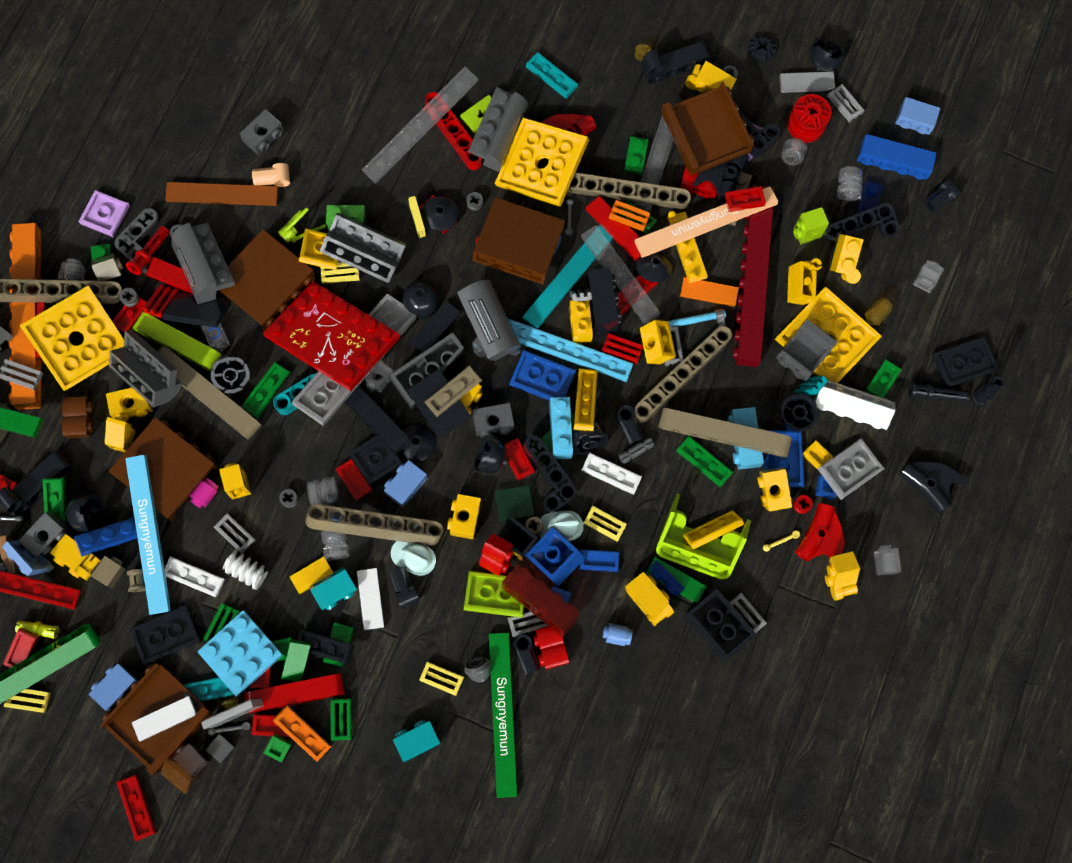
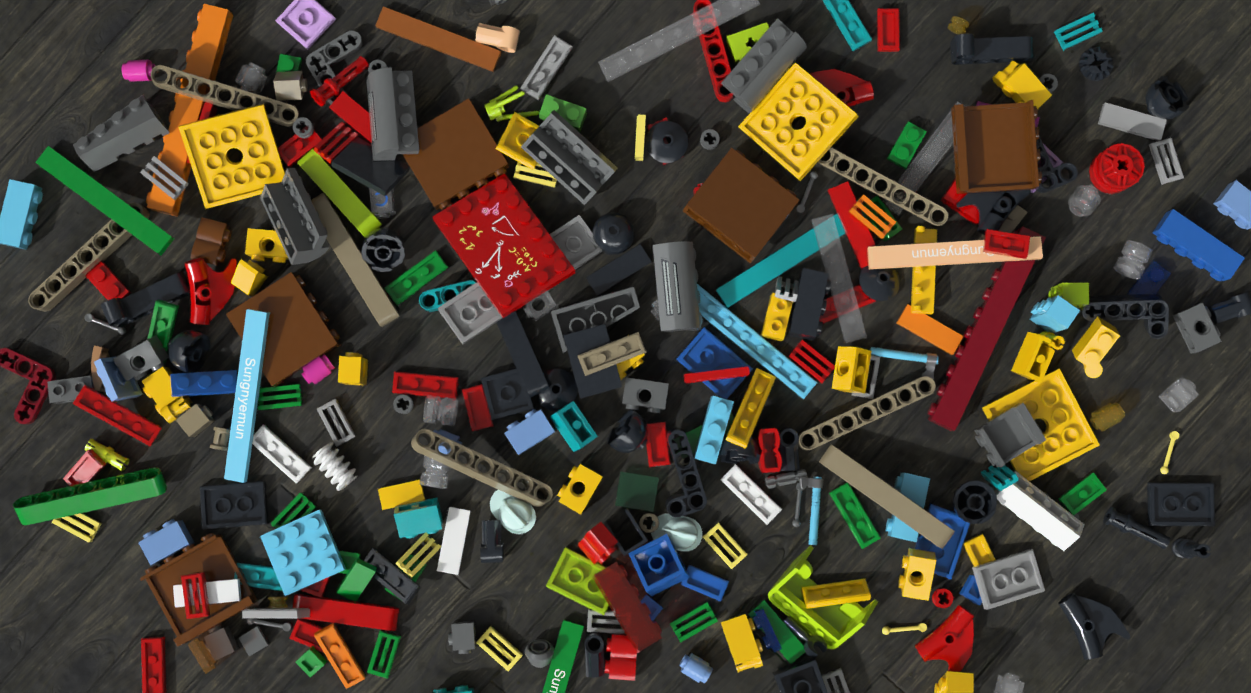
camera: 25 degrees right, 10 degrees up
(93, 452) = (217, 289): none -> red pin
(162, 738) = (203, 591): none -> red tile
(175, 521) = (298, 395): none -> green tile
(298, 476) = (425, 385): none -> red tile
(320, 187) = (546, 67): none -> light grey tile
(350, 608) = (430, 542): none -> light yellow tile
(406, 678) = (463, 636): none -> dark grey brick
(441, 465) = (573, 426): none -> teal brick
(547, 382) = (716, 375): none -> red tile
(588, 73) = (888, 30): none -> red tile
(612, 584) = (678, 630): none -> green tile
(615, 431) = (769, 455): none -> red brick
(650, 453) = (796, 522): none -> dark grey hinge
(663, 446) = (815, 483): none -> medium azure piece
(707, 577) = (810, 641): none -> black piece
(748, 19) = (1093, 23): none -> teal tile
(804, 241) = (1054, 314): none -> medium azure brick
(920, 228) = (1186, 323): none -> dark grey brick
(937, 311) = (1173, 435): none -> light yellow hinge

